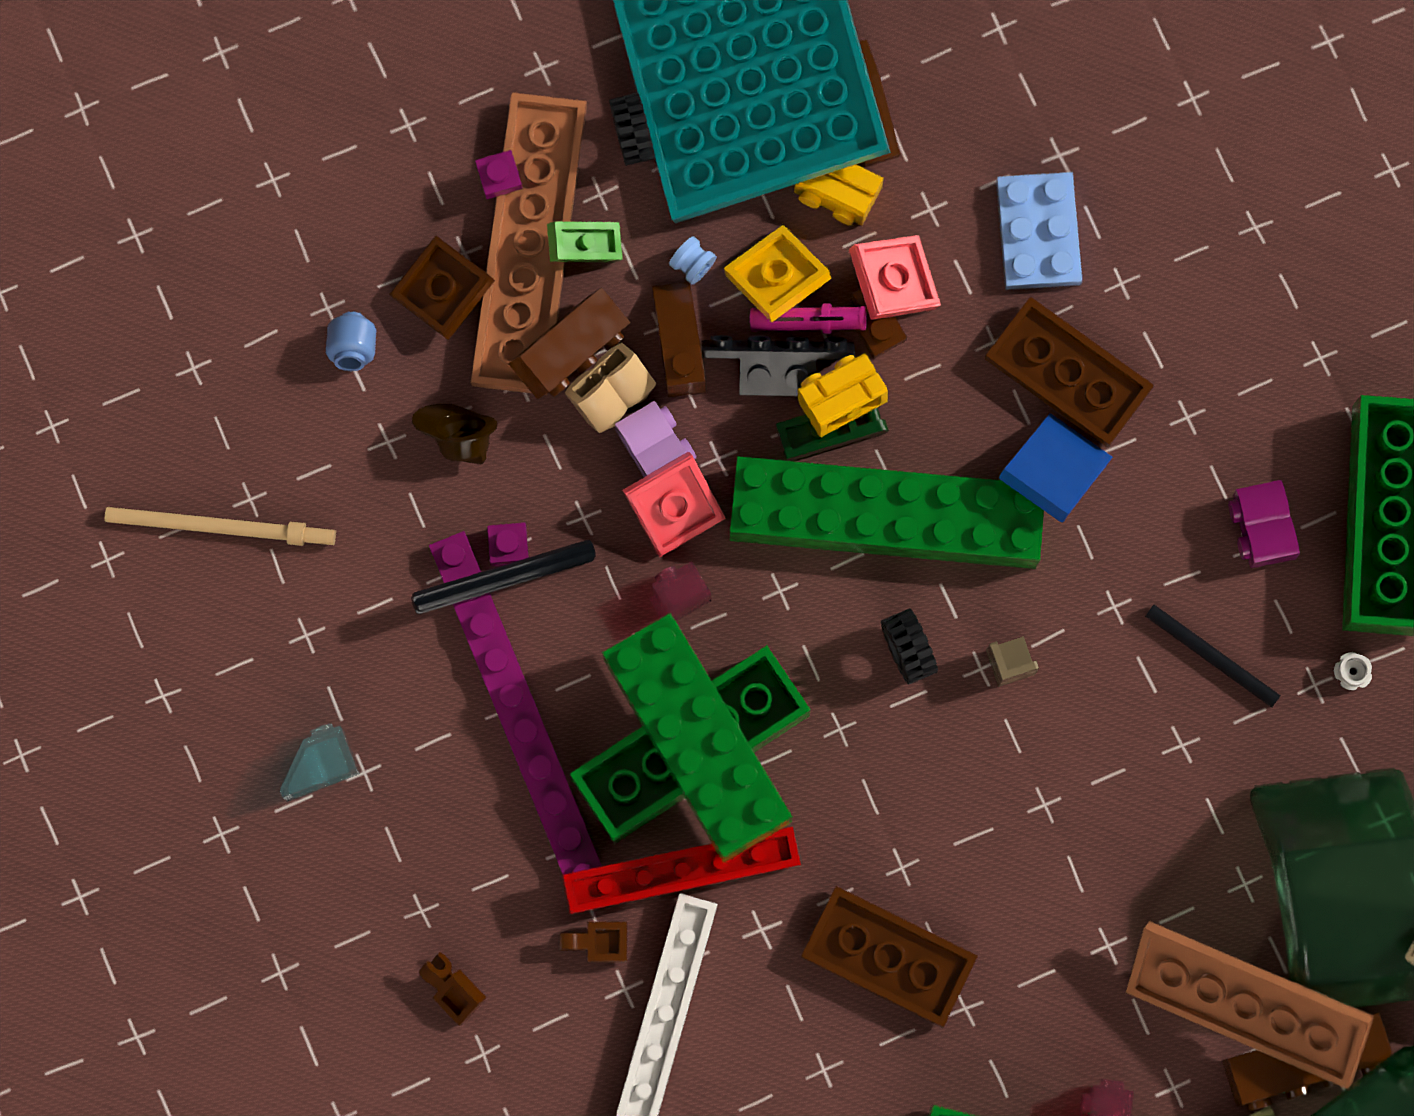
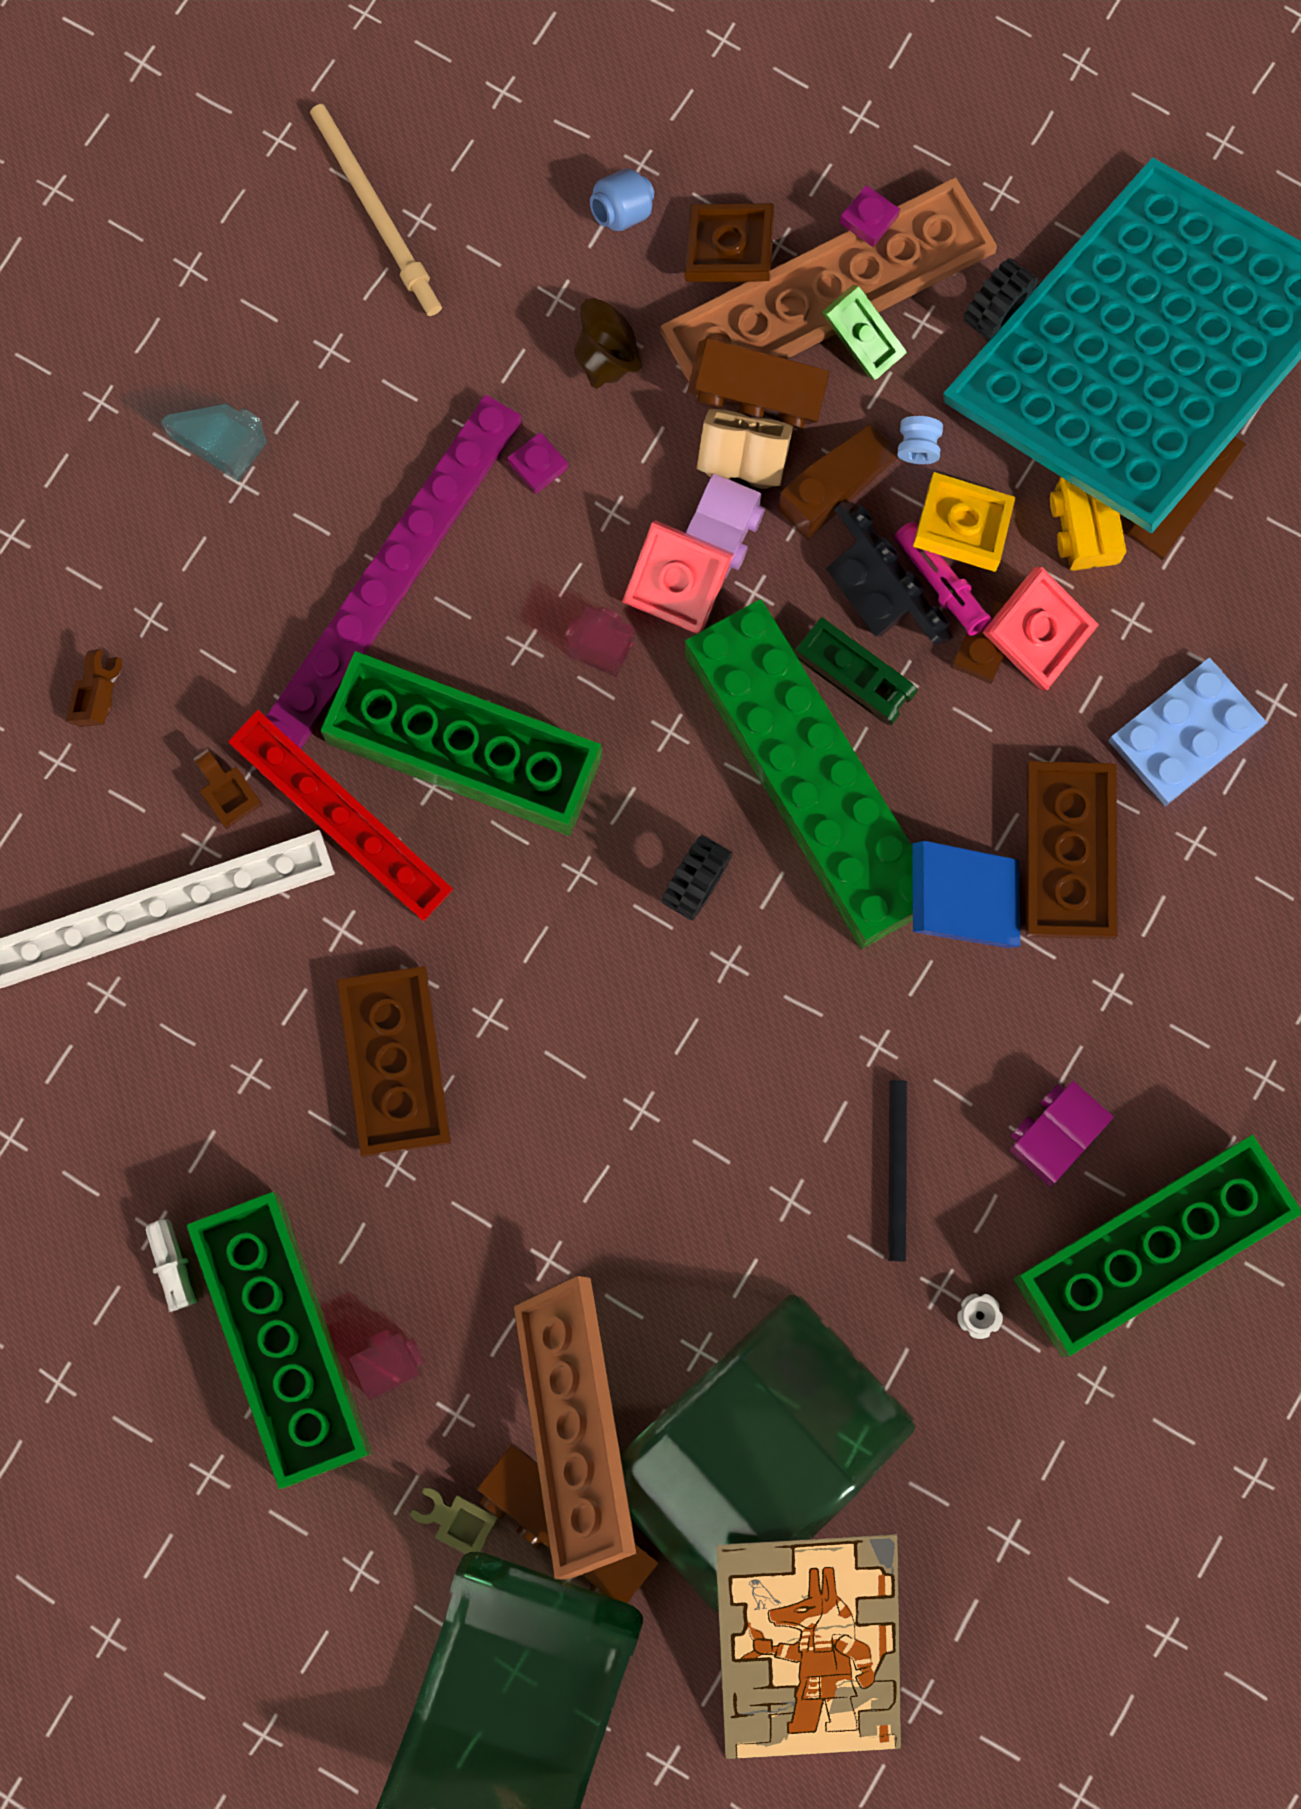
camera: 55 degrees right, 0 degrees up
(503, 576) = (500, 474): black axle -> none
(697, 737) = (463, 736): green brick -> none
(842, 394) = (890, 652): yellow brick -> none
(1011, 661) = (754, 984): dark tan panel -> none

